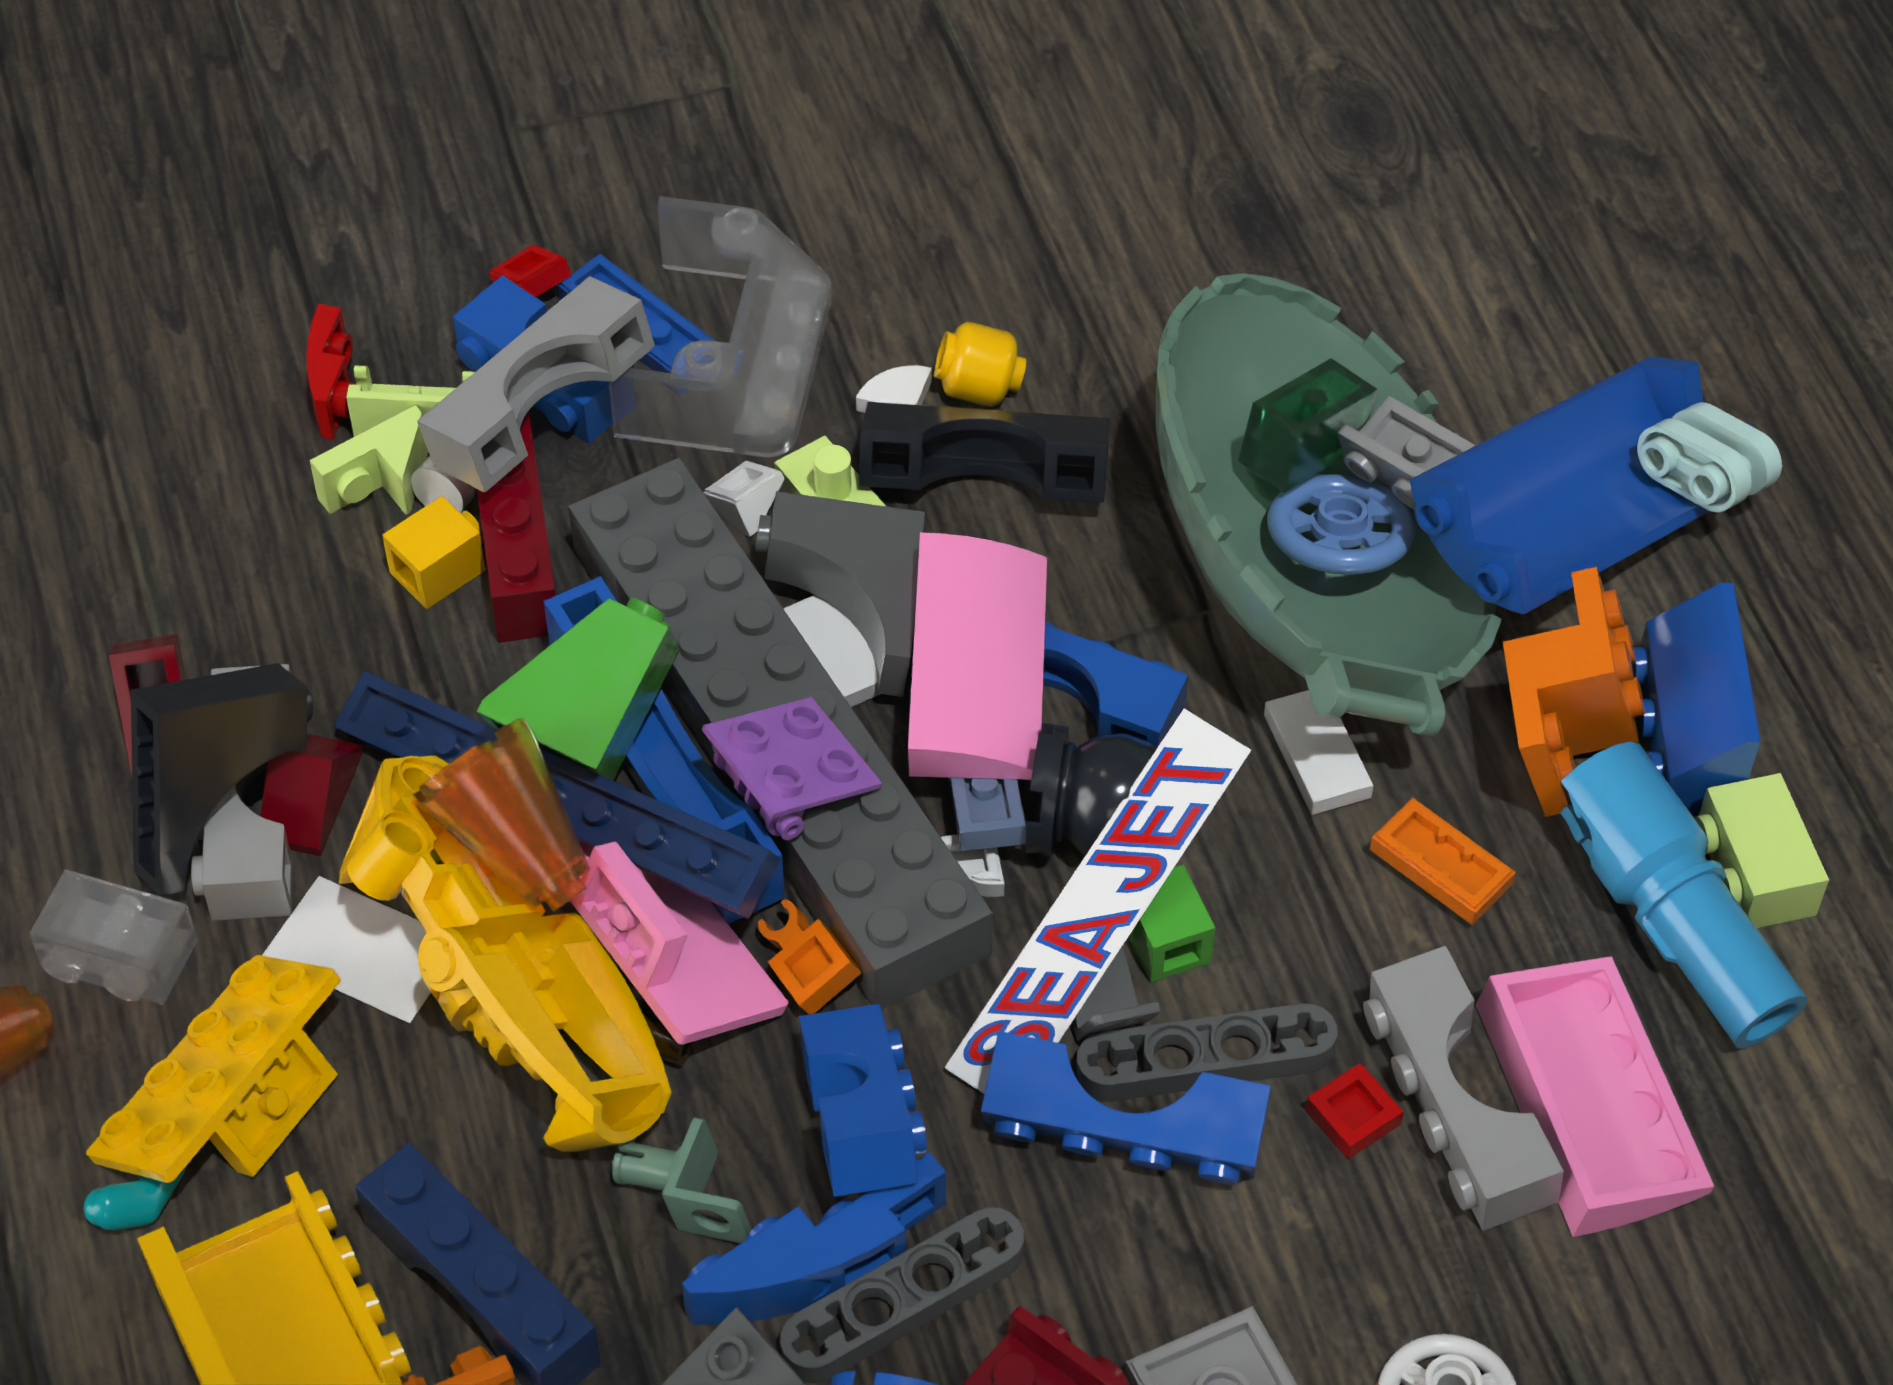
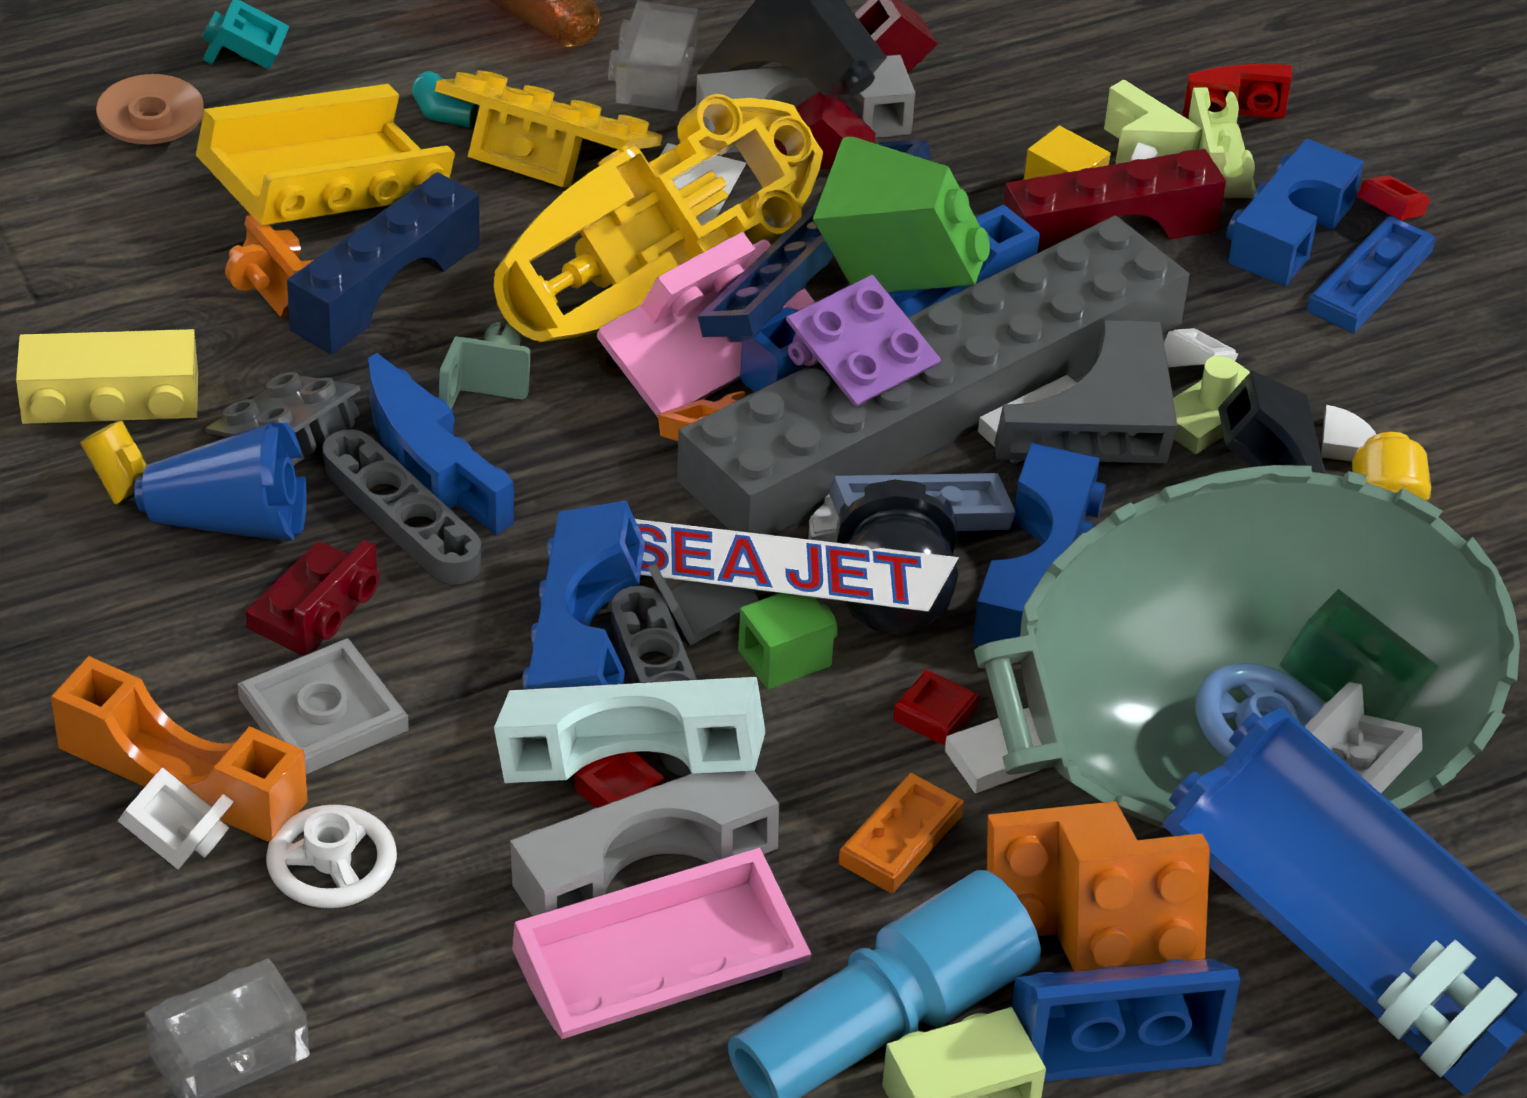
camera: 80 degrees right, 10 degrees down
(510, 816) = (756, 171): clear orange cone -> none
(582, 338) = (1269, 174): light grey arch -> none
(745, 391) = (1362, 330): clear windscreen -> none
(862, 1099) = (517, 435): blue arch -> none
(977, 659) = (1024, 459): bright pink slope -> none
(1257, 810) = (935, 707): none -> red tile
(1347, 987) = (560, 730): none -> light aqua arch

